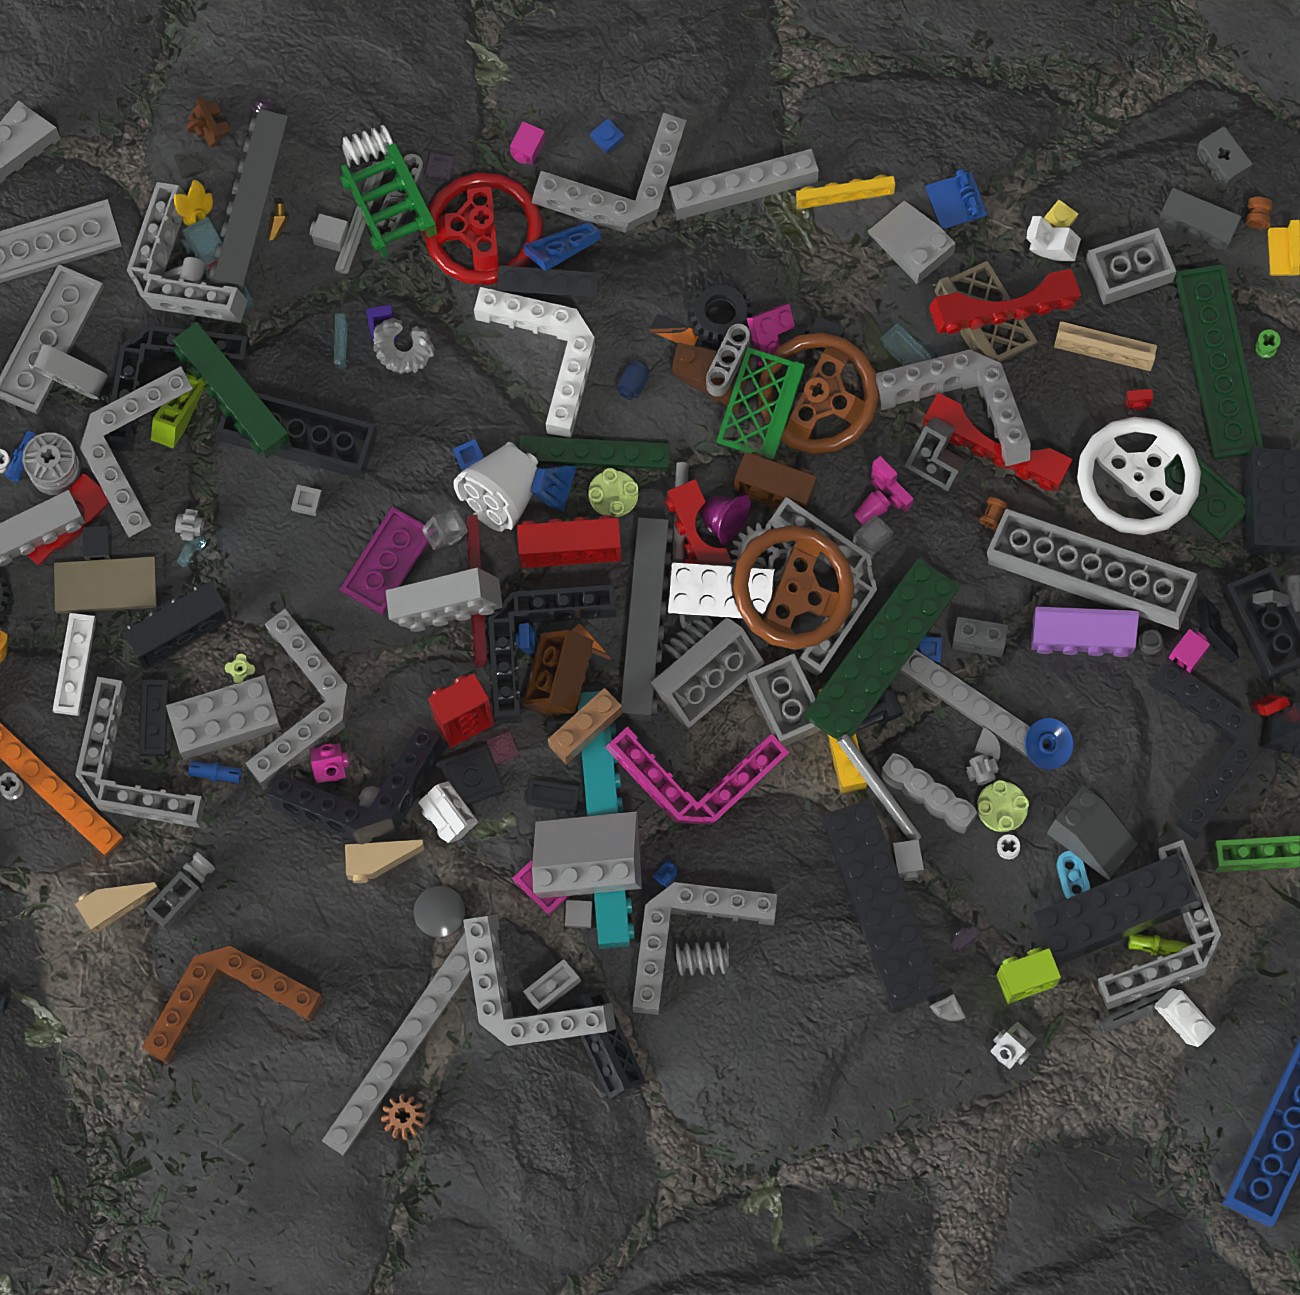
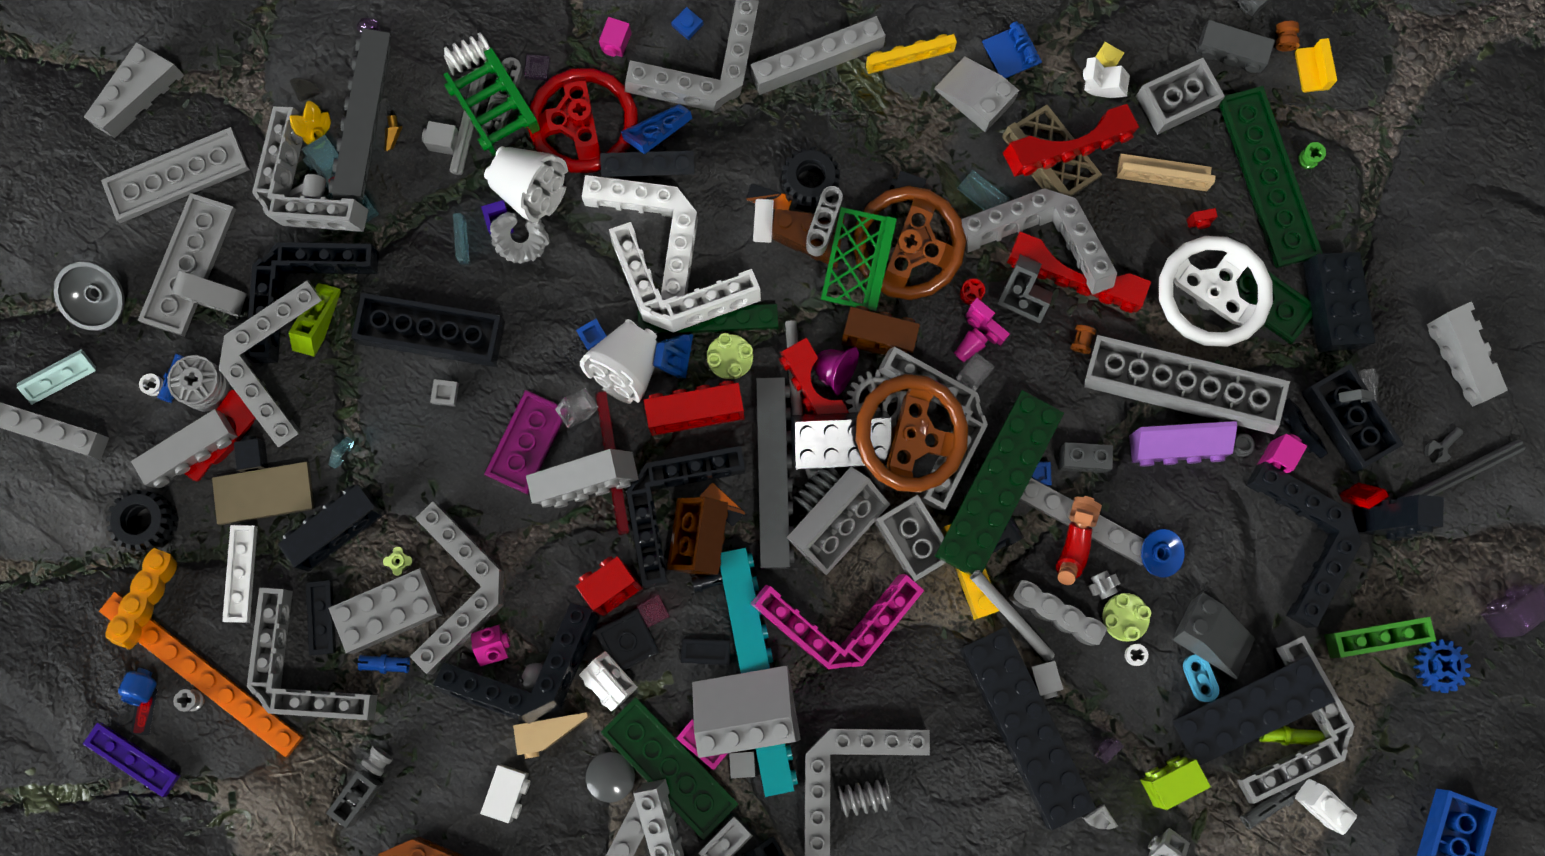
camera: 10 degrees left, 5 degrees up
(110, 904) = (288, 810): tan slope -> none
(189, 524) = (336, 428): light grey gear -> none
(203, 122) = (312, 46): reddish brown hips -> none
(231, 390) = (360, 298): dark green brick -> none
(329, 915) = (505, 794): none -> white brick
(419, 287) = (528, 181): none -> white cone
(490, 891) = (661, 756): none -> dark green plate
(526, 638) = (664, 504): blue plate -> none
(572, 438) = (685, 310): none -> white brick
(585, 726) = (729, 587): medium nougat brick -> none
(633, 380) = (736, 248): dark blue brick -> none
(665, 354) = (763, 220): none -> white sticker
(666, 873) = (821, 717): blue tile -> none
(766, 327) = (855, 185): dark pink plate -> none
(882, 447) = (975, 288): none -> red wheel
(959, 725) = (1078, 540): none -> piece
(988, 745) = (1105, 559): light grey tile -> none

